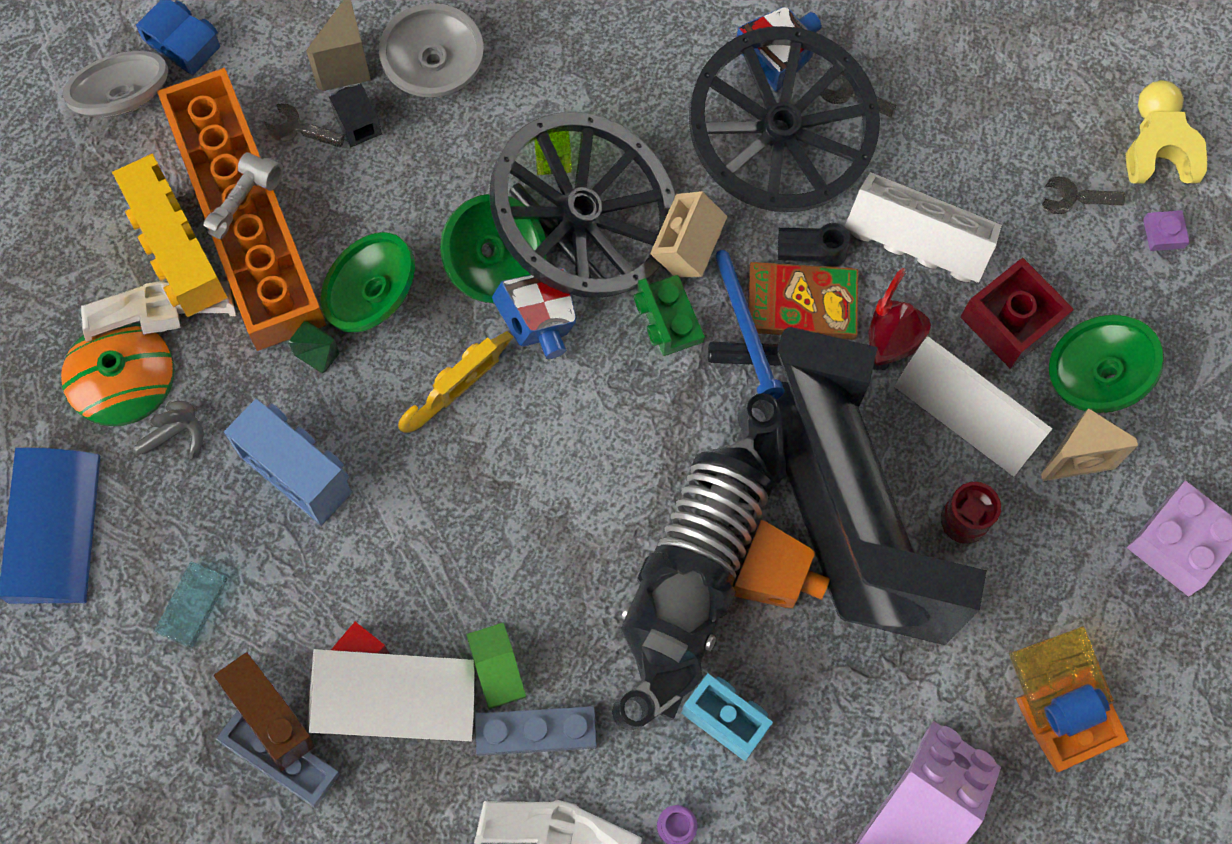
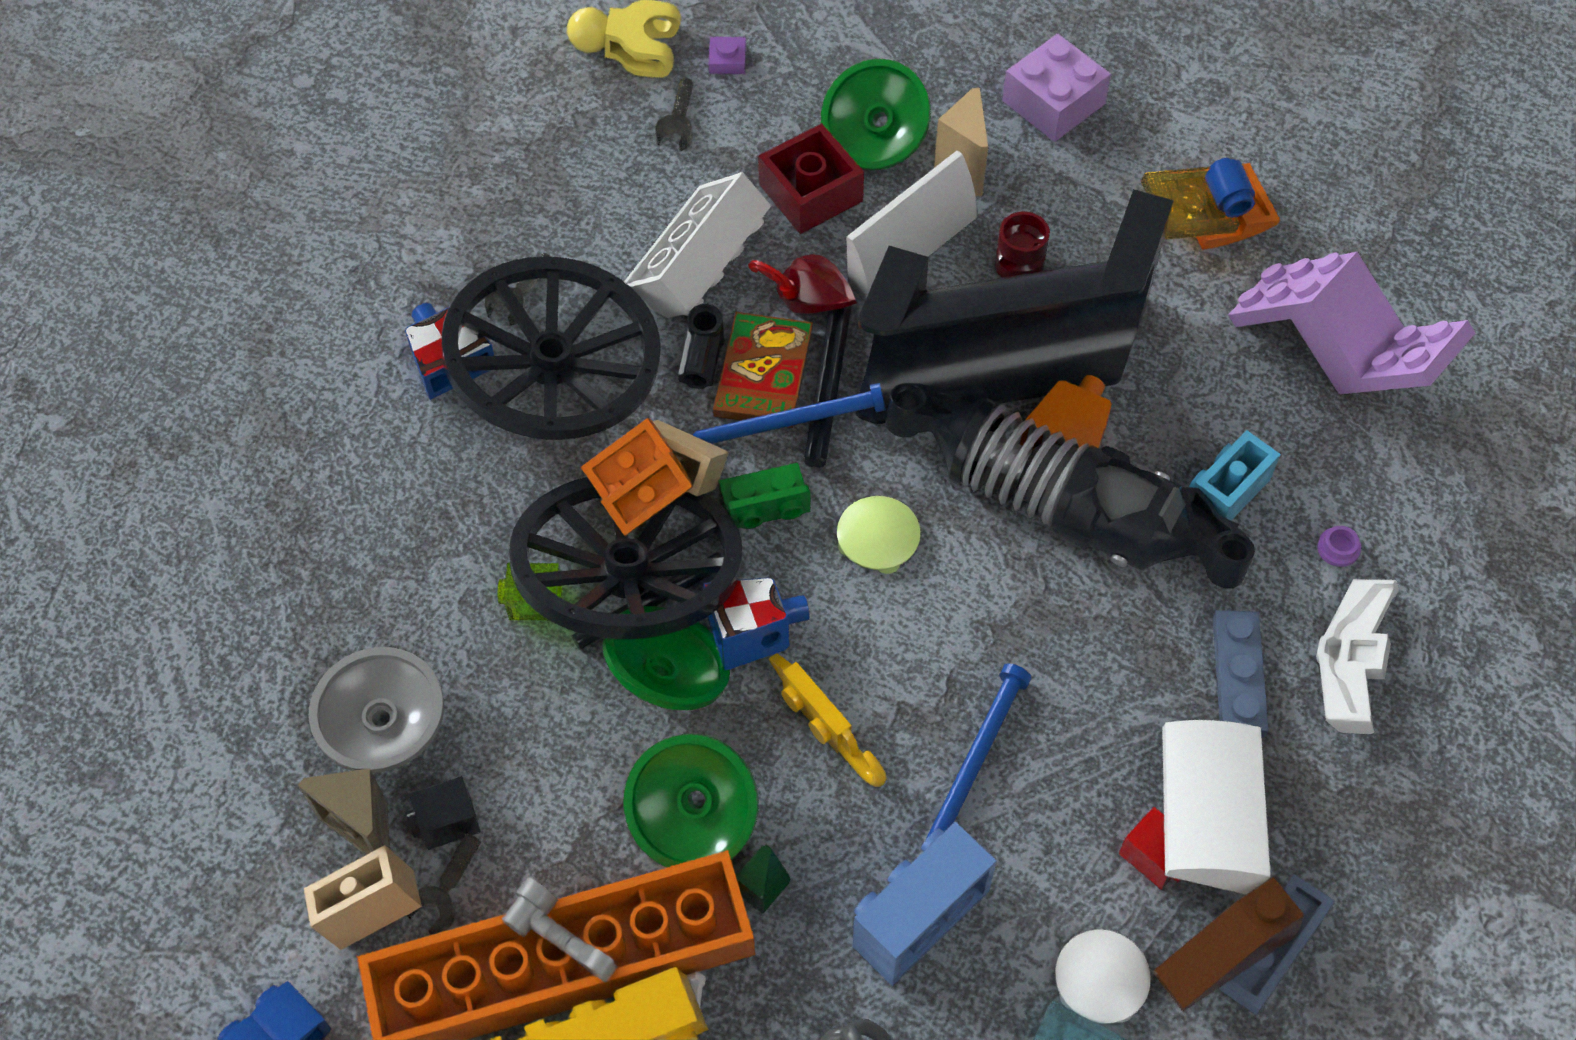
camera: 80 degrees left, 10 degrees down
(248, 616) = (1102, 976): none -> white dish
(277, 67) = (362, 897): none -> tan brick
(496, 665) = (1161, 700): bright green slope -> none
(508, 532) = (1014, 679): none -> blue bar
(643, 411) = (878, 533): none -> yellowish green dish
(656, 200) = (637, 476): none -> orange slope

